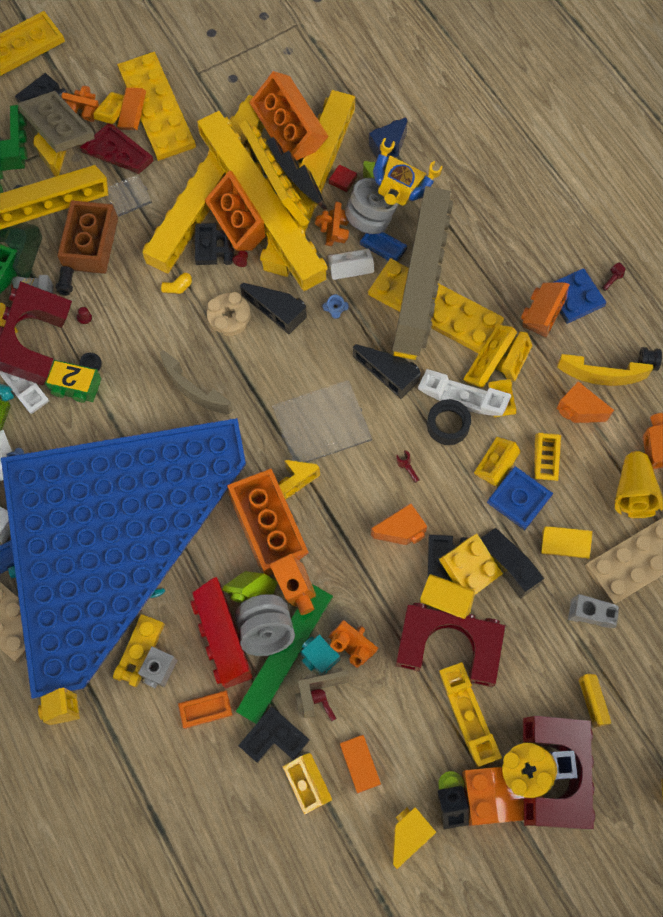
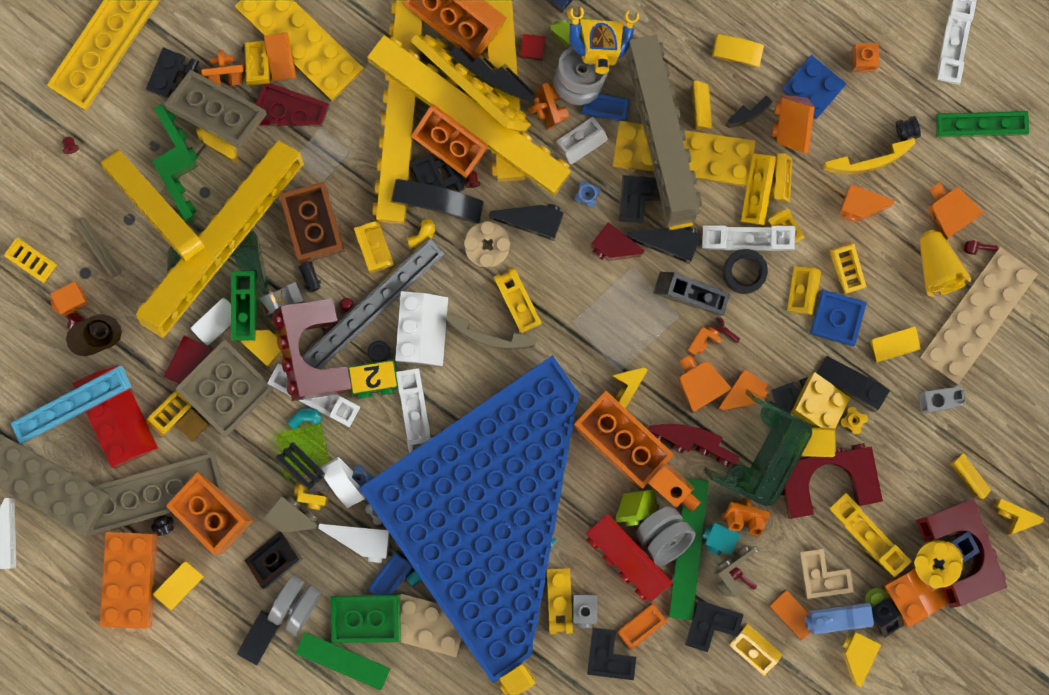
camera: 25 degrees left, 15 degrees up
(98, 413) = (413, 408): none -> white slope
(105, 321) = (372, 304): none -> dark grey tile
(130, 277) = (374, 247): none -> yellow hinge
(134, 357) = (421, 329): none -> white slope
(151, 725) = (603, 661): none -> black plate
(204, 257) = (437, 199): none -> black slope
(232, 368) = (518, 301): none -> yellow plate
(330, 545) = (684, 437): none -> dark red slope
(339, 354) = (614, 245): none -> dark red slope
(364, 503) = (701, 383): none -> orange torso
(377, 317) = (633, 196): none -> black plate
(379, 465) = (699, 343): none -> orange bracket
(391, 420) = (691, 293): none -> black slope
(401, 742) = (819, 581): none -> tan plate
(404, 785) = (839, 618): none -> medium blue piece
(405, 598) = (775, 459): none -> clear green windscreen
(468, 273) = (701, 106): none -> yellow slope
(497, 604) = (860, 420): none -> yellow plate
(501, 293) = (744, 115): none -> black slope
(520, 241) = (737, 50): none -> yellow slope
(618, 272) = (846, 44): dark red hand -> none
(632, 286) = (865, 57): none -> orange brick
(635, 763) = (1022, 518): none -> yellow slope

